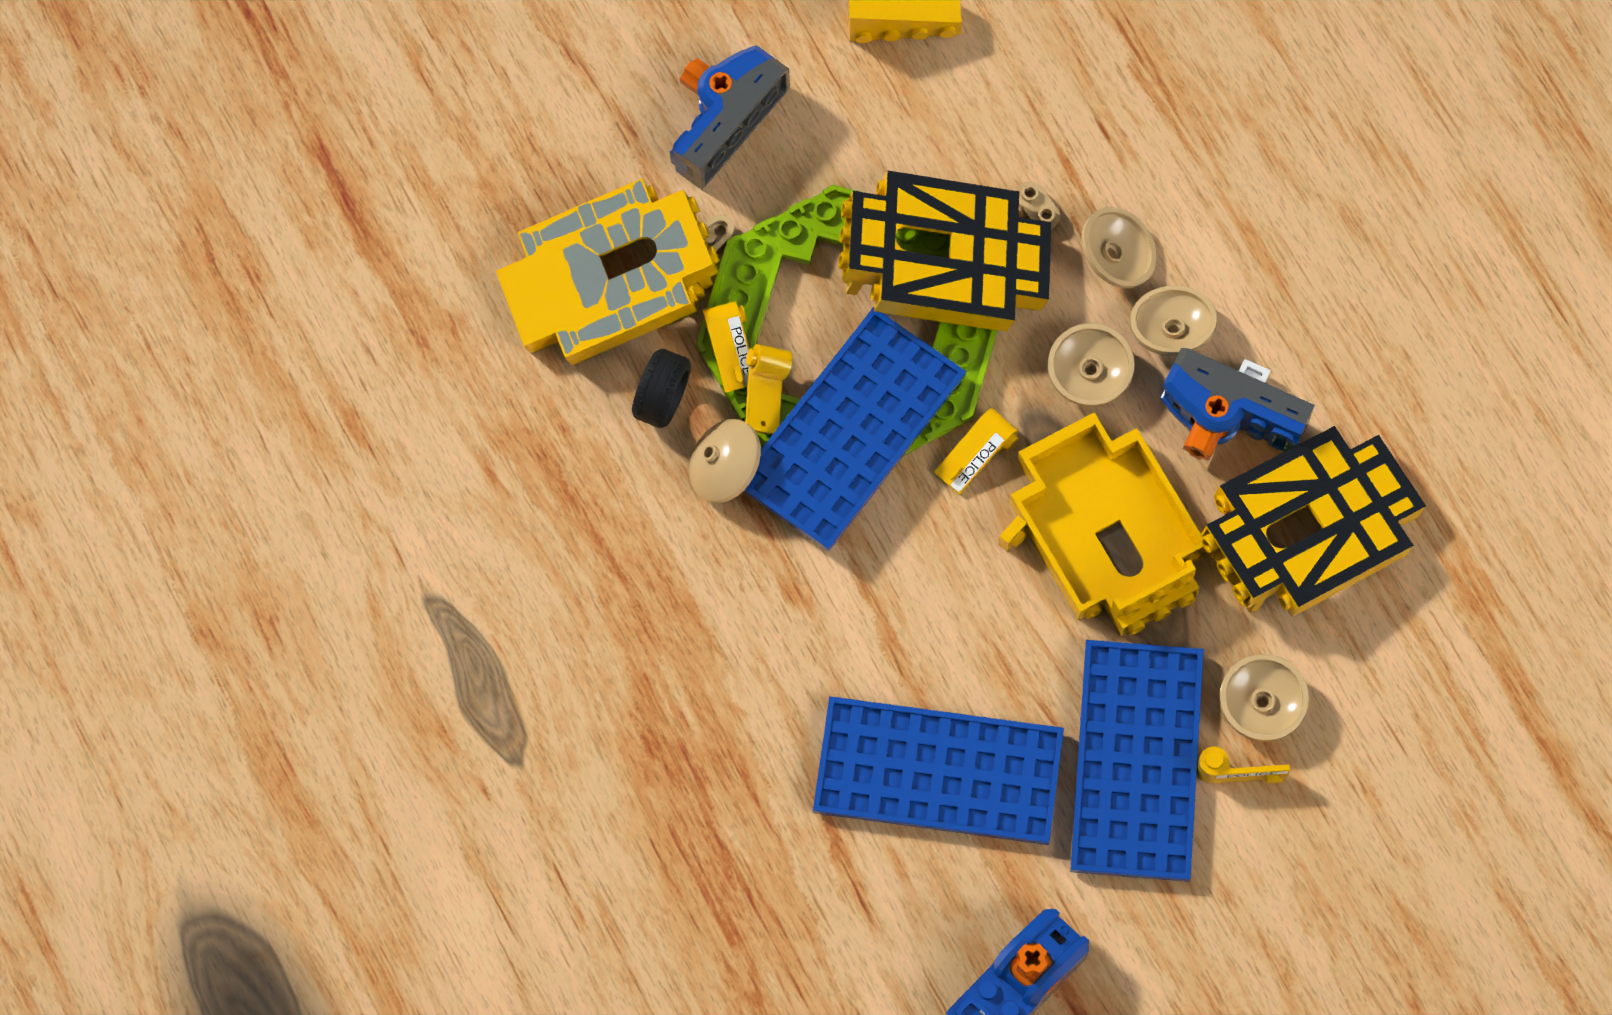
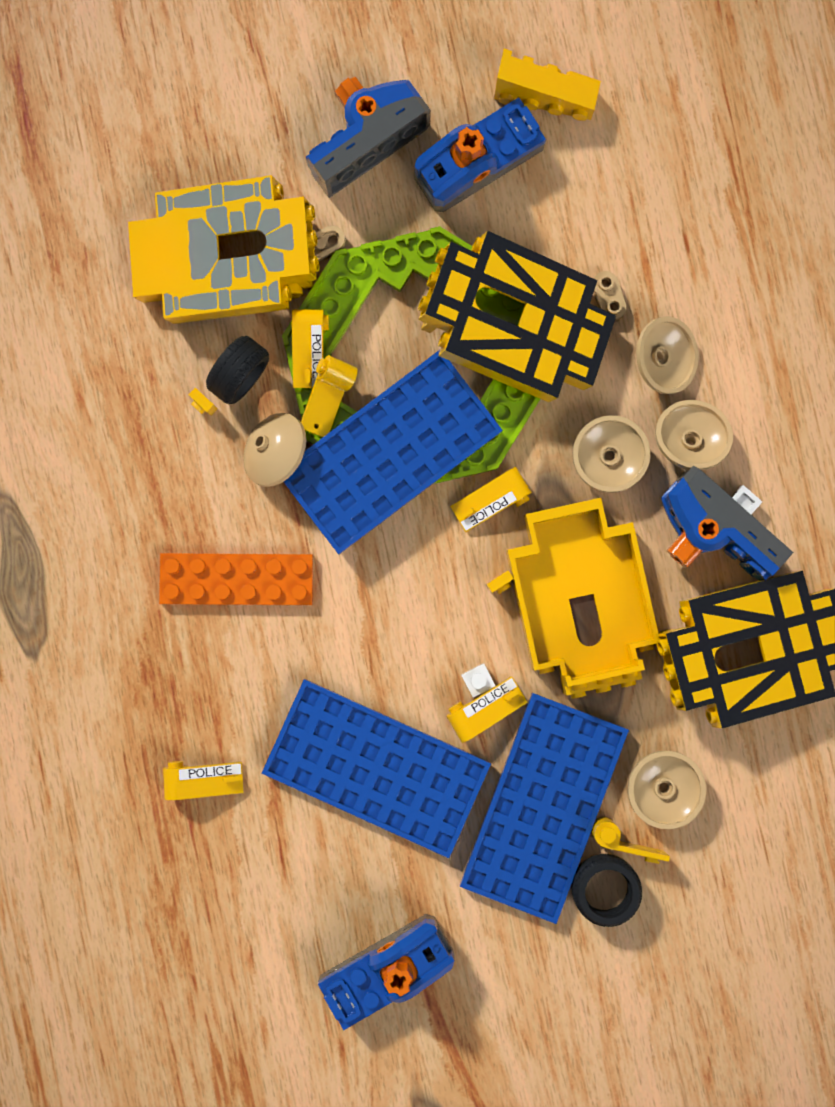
camera: 15 degrees right, 15 degrees up
(629, 437) = (201, 403): none -> yellow plate
(721, 614) = (236, 579): none -> orange plate
(747, 838) = (201, 781): none -> yellow door
(851, 102) = (477, 155): none -> blue piece
(1022, 646) = (478, 680): none -> white plate
(1039, 674) = (486, 710): none -> yellow door
(1240, 796) = (618, 914): none -> black tyre

